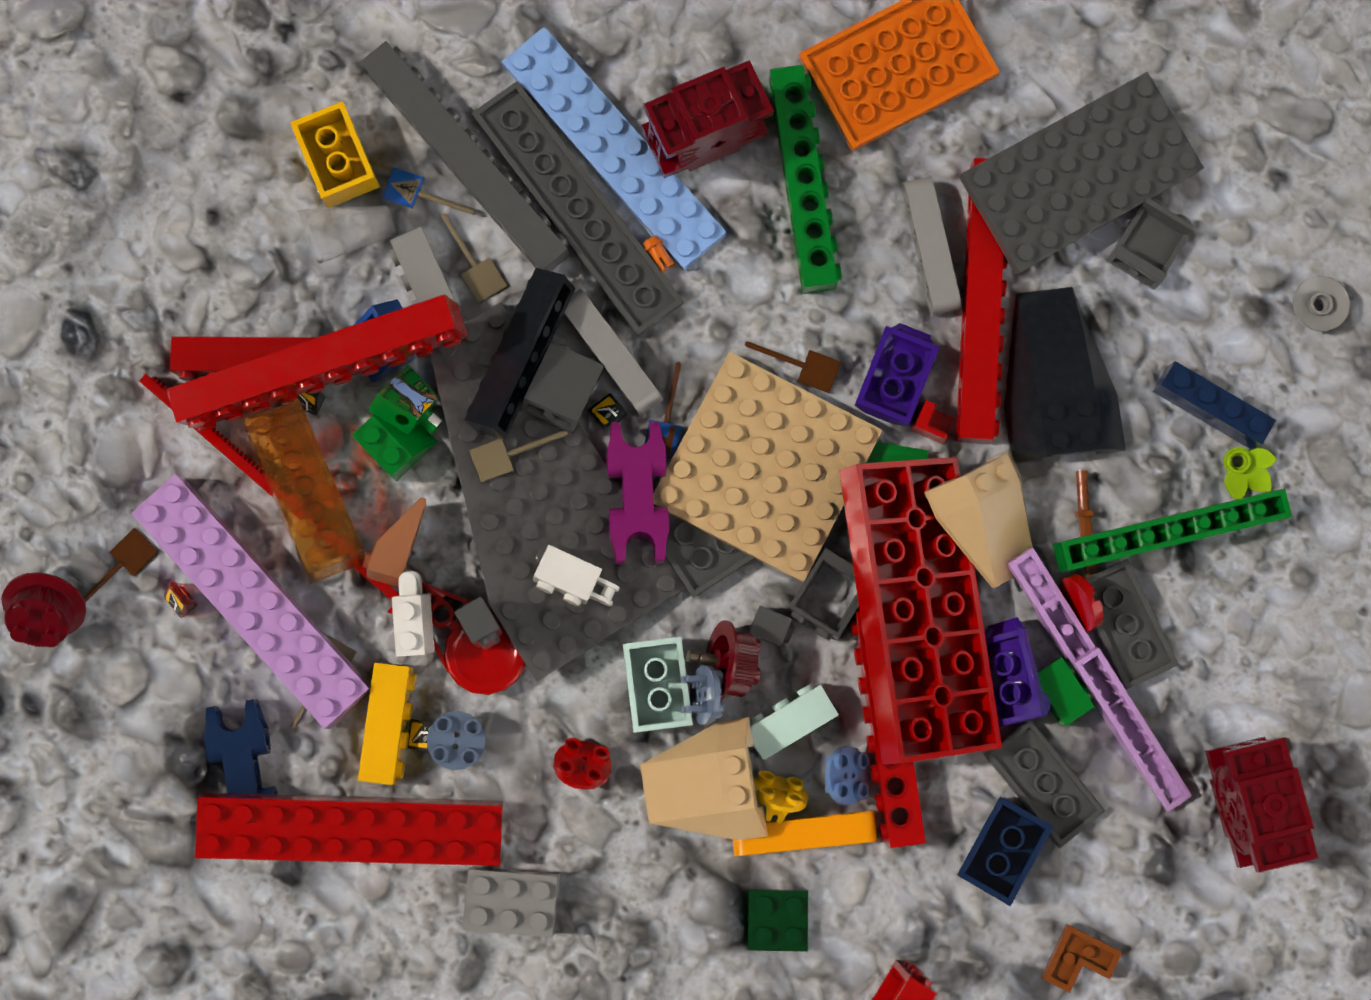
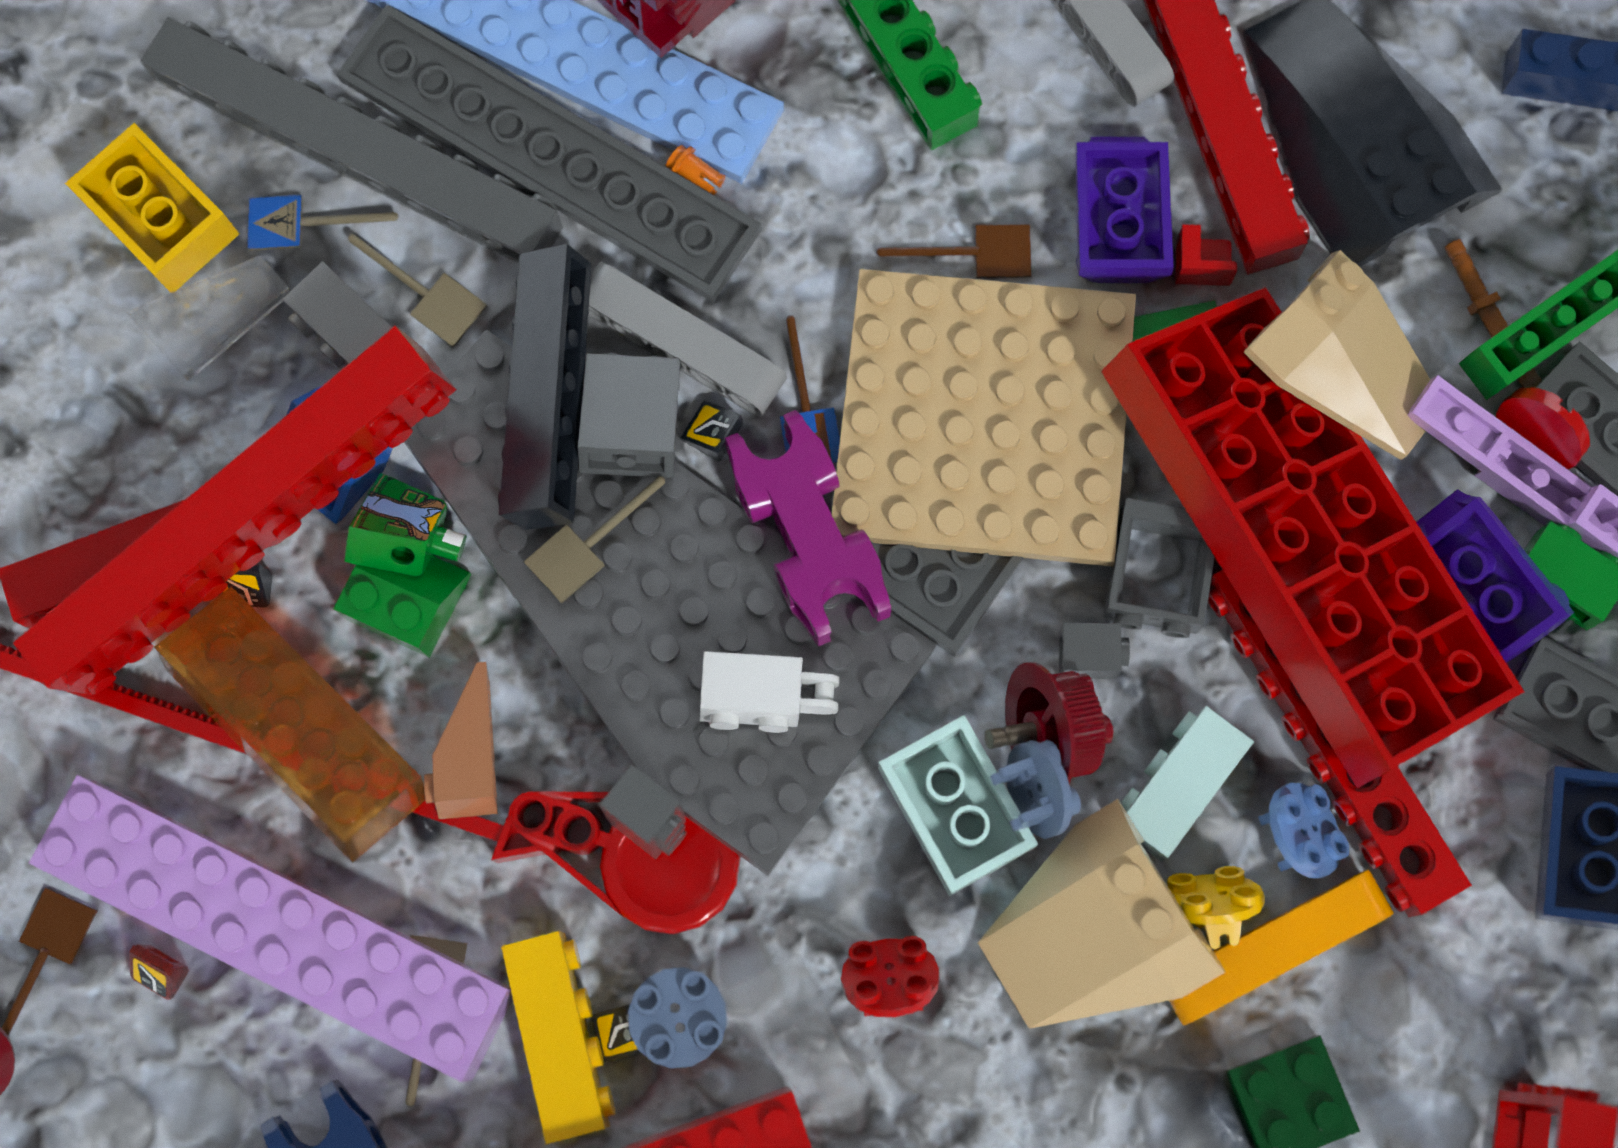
camera: 15 degrees left, 5 degrees down
(412, 617) = (534, 849): white brick -> none

